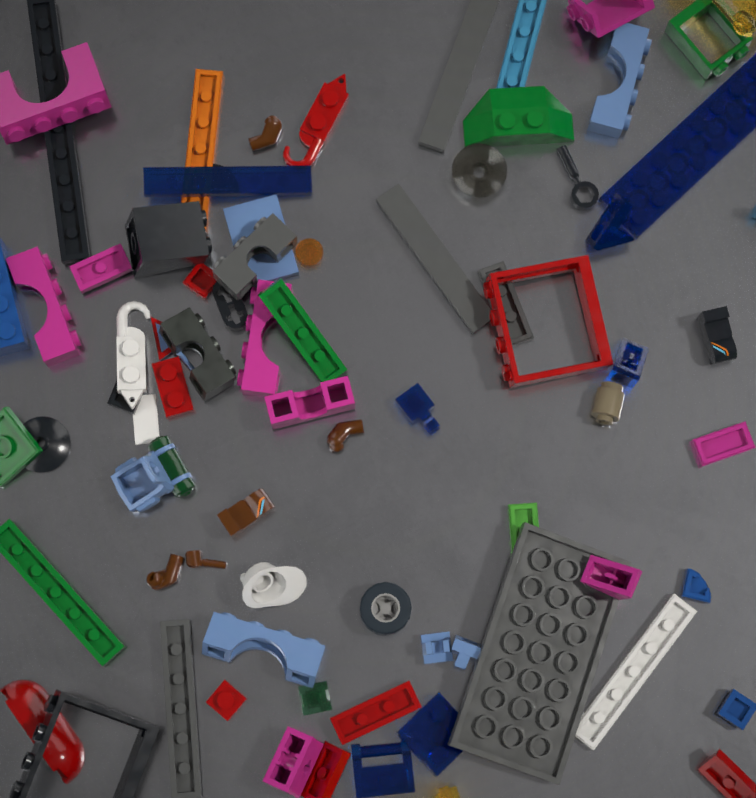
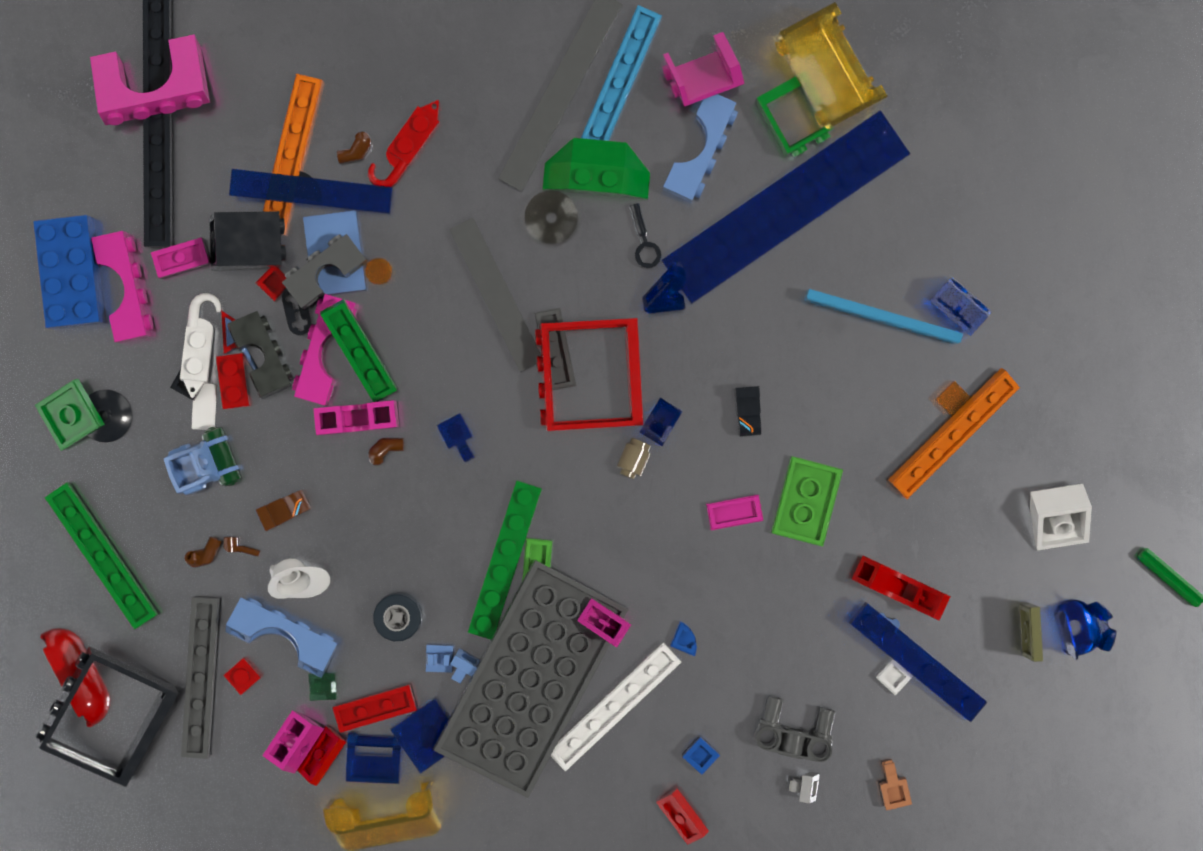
camera: 15 degrees right, 10 degrees up
(489, 532) = (504, 560): none -> green plate

